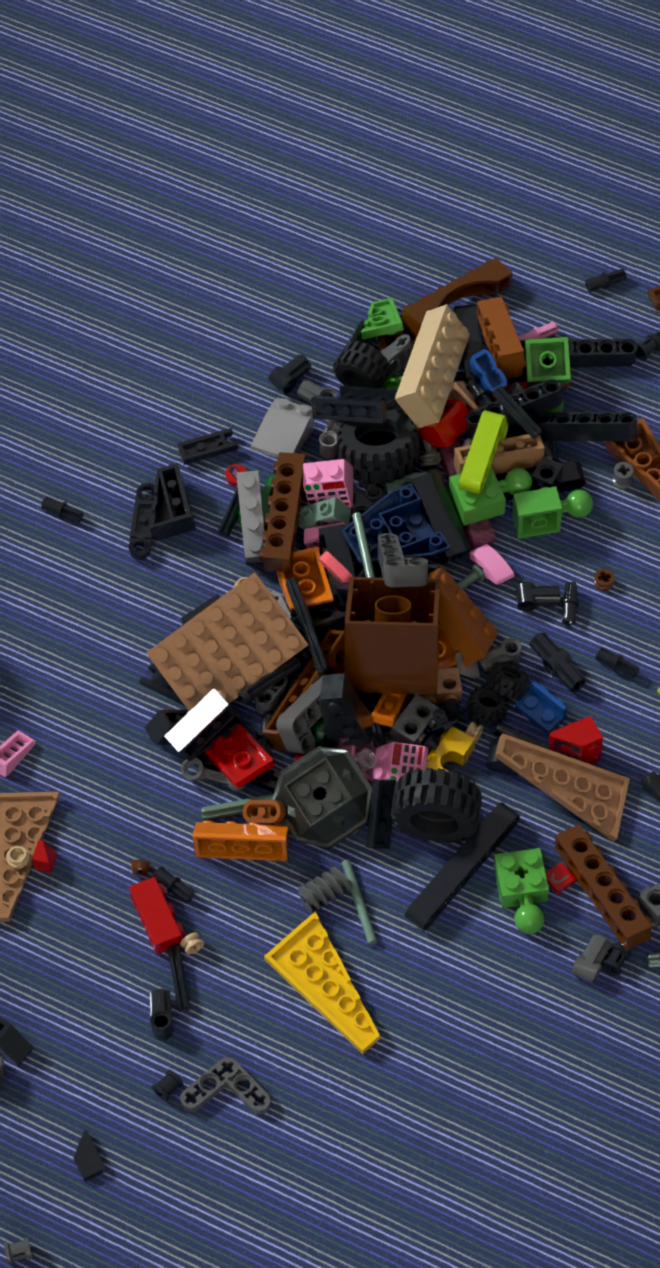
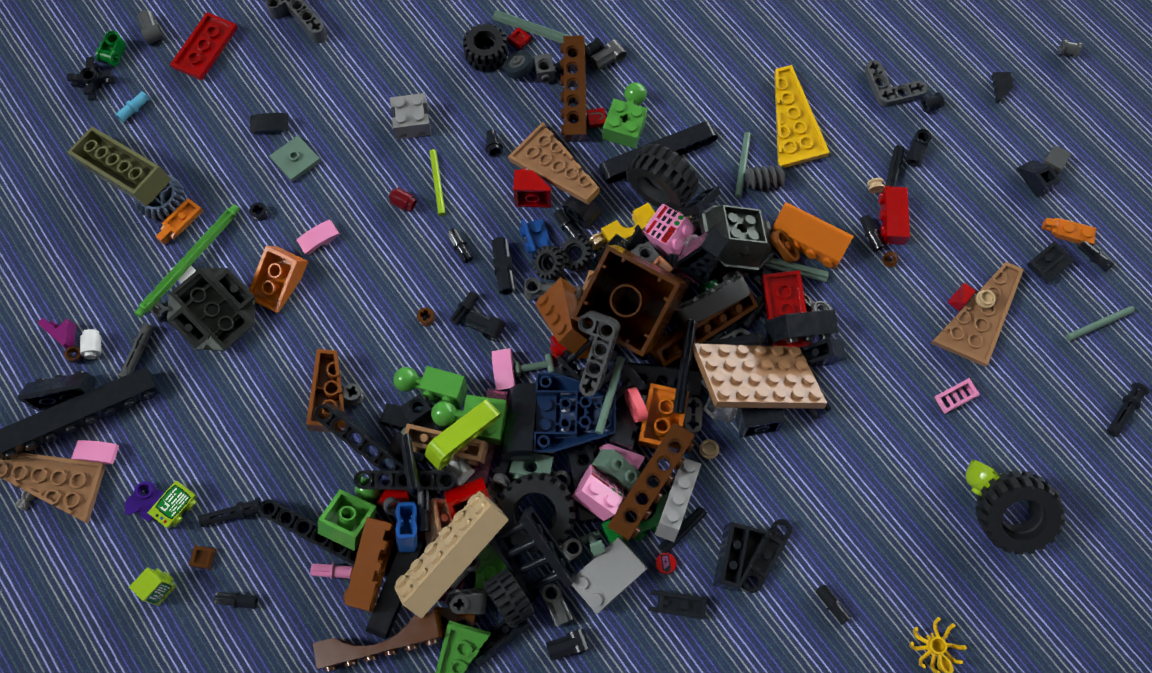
camera: 155 degrees left, 10 degrees up
(304, 438) = (596, 546): none -> sand green piece

